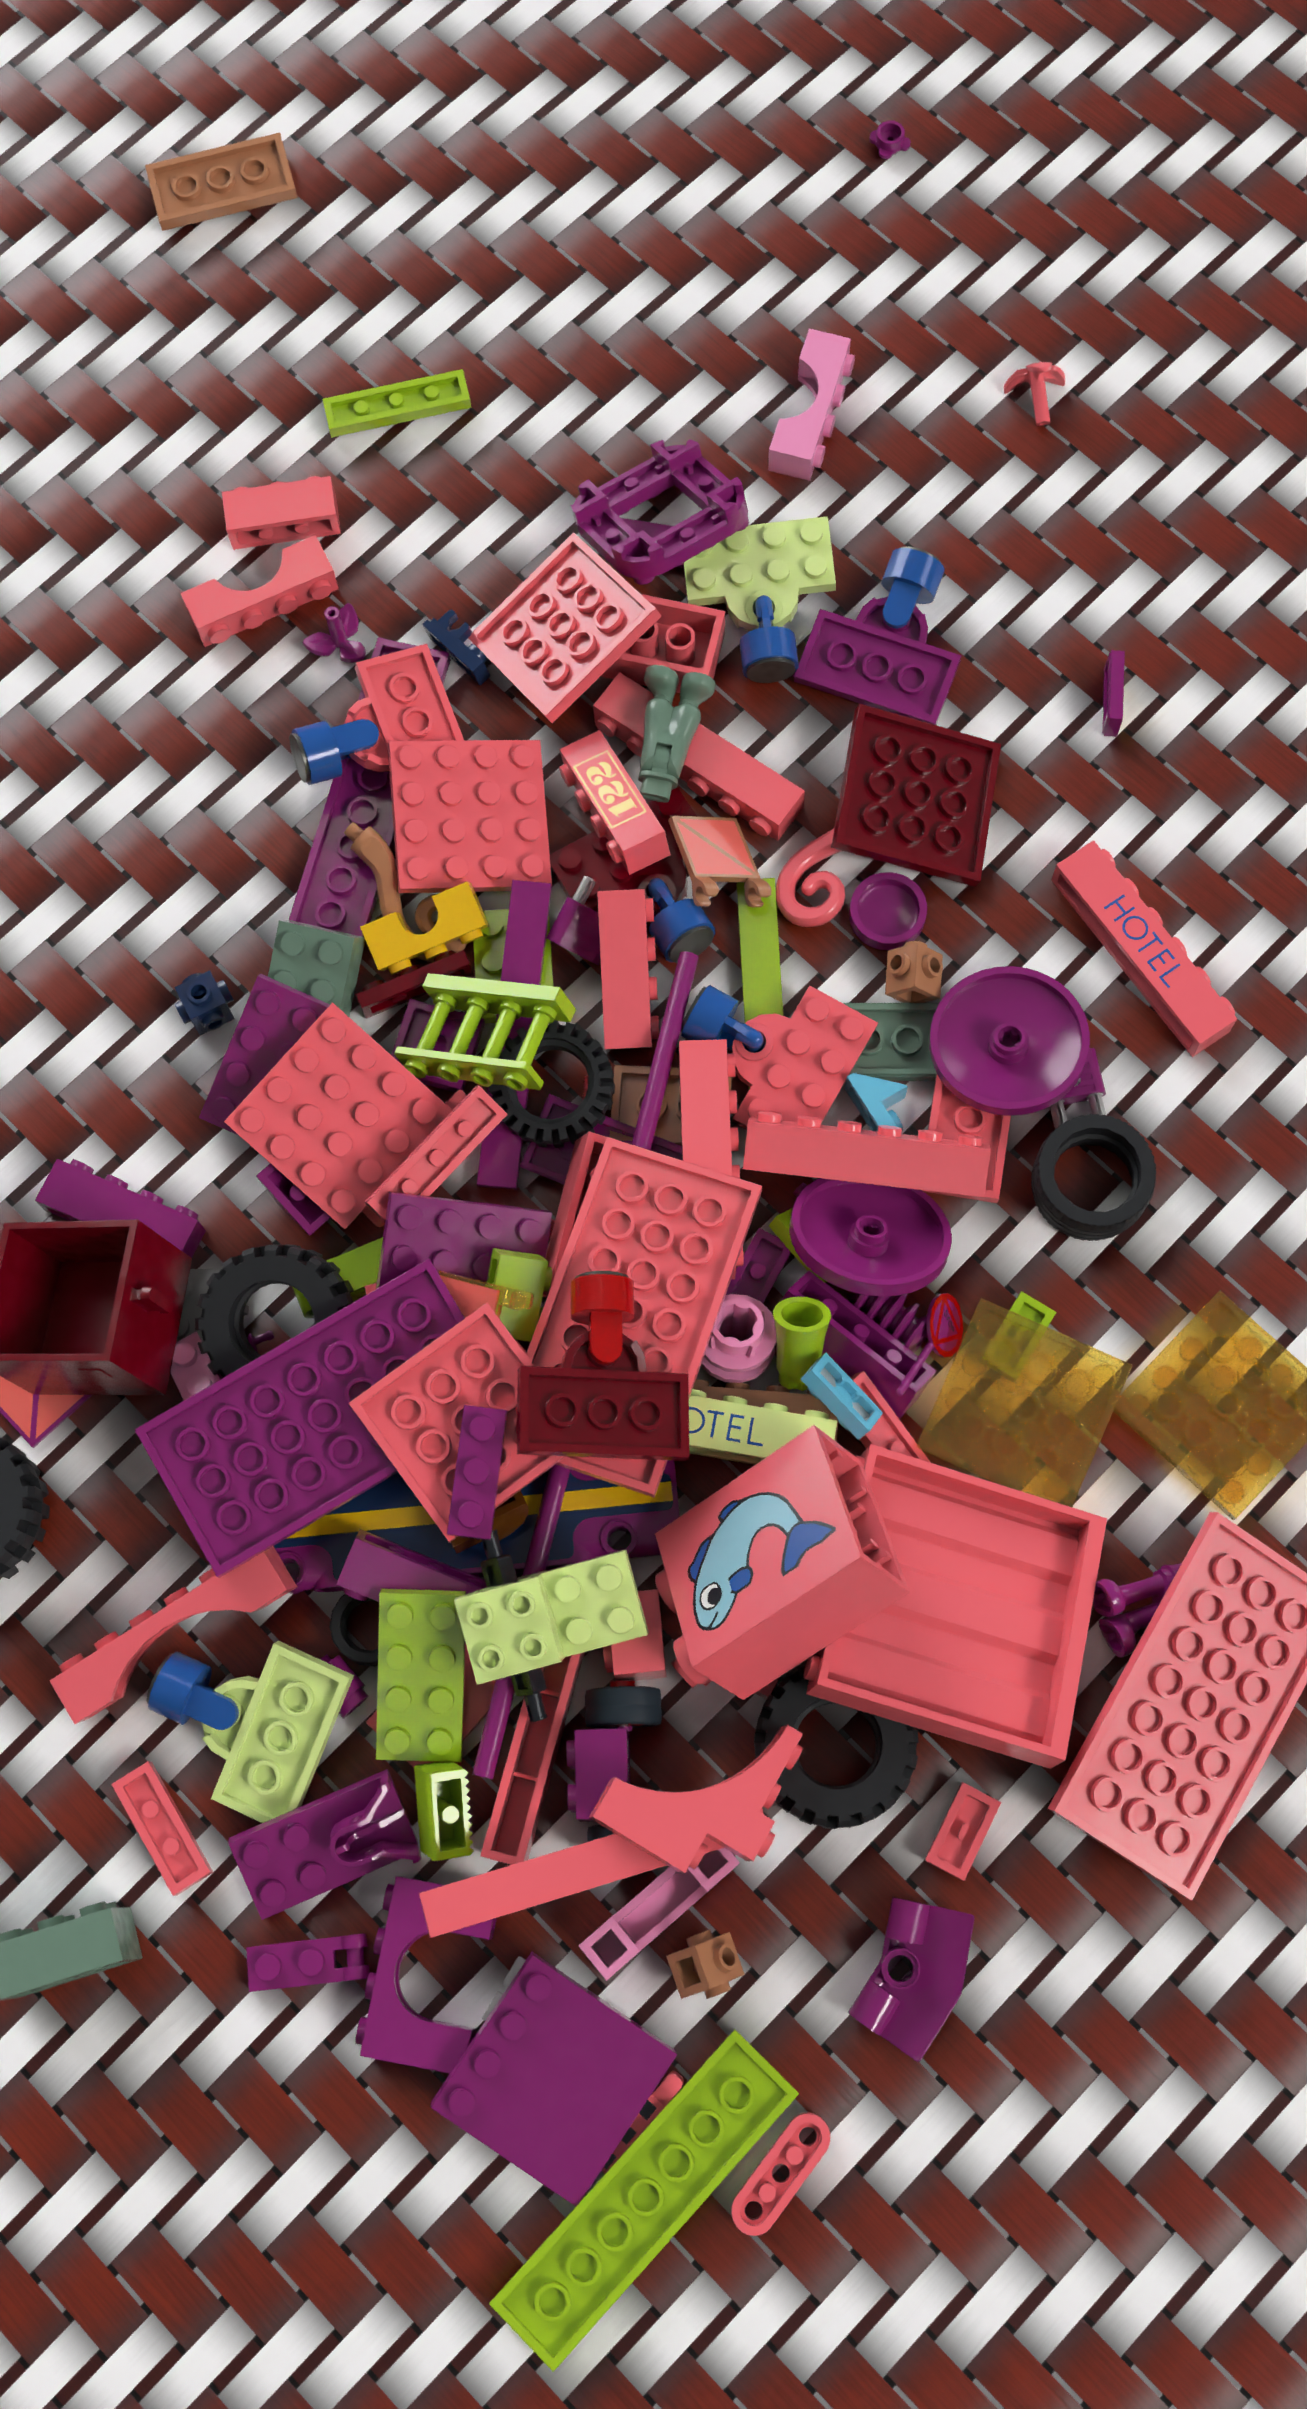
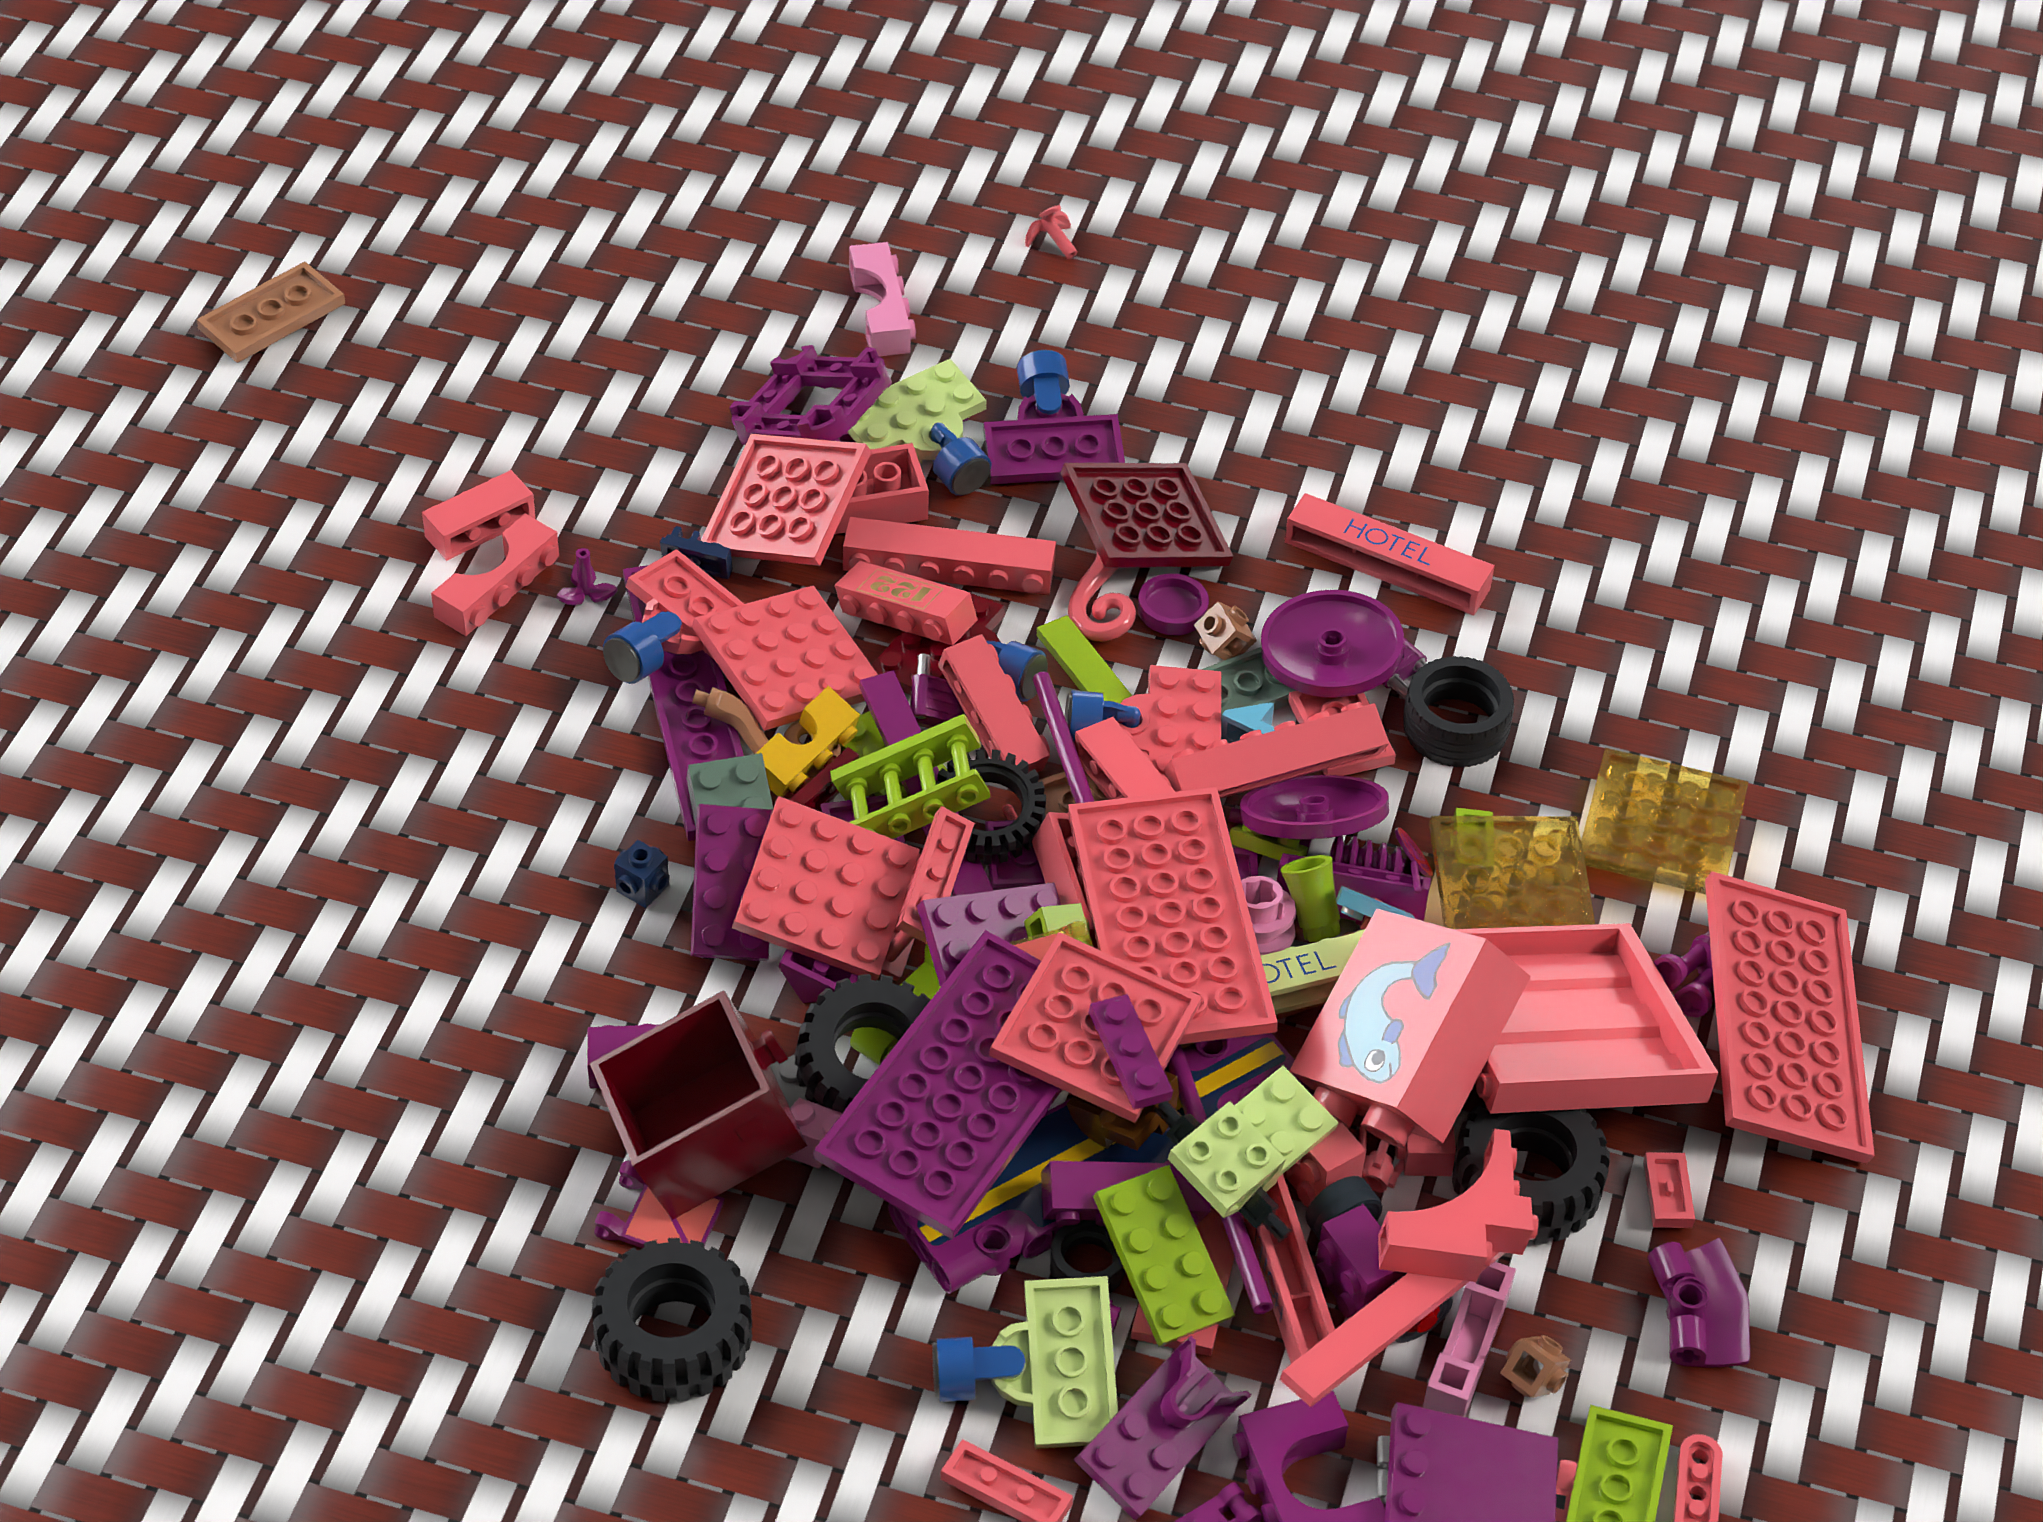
camera: 35 degrees left, 25 degrees down
(103, 1676) = (877, 1396): coral arch -> none
(397, 403) = (529, 410): lime plate -> none
(443, 1810) = (1245, 1349): lime brick -> none
(602, 1393) = (1186, 955): dark red plate -> none
(669, 728) = (919, 534): sand green piece -> none
(717, 853) = (1019, 612): flag -> none
(890, 139) = (824, 114): magenta plate -> none
(1113, 693) = (1250, 401): magenta tile -> none

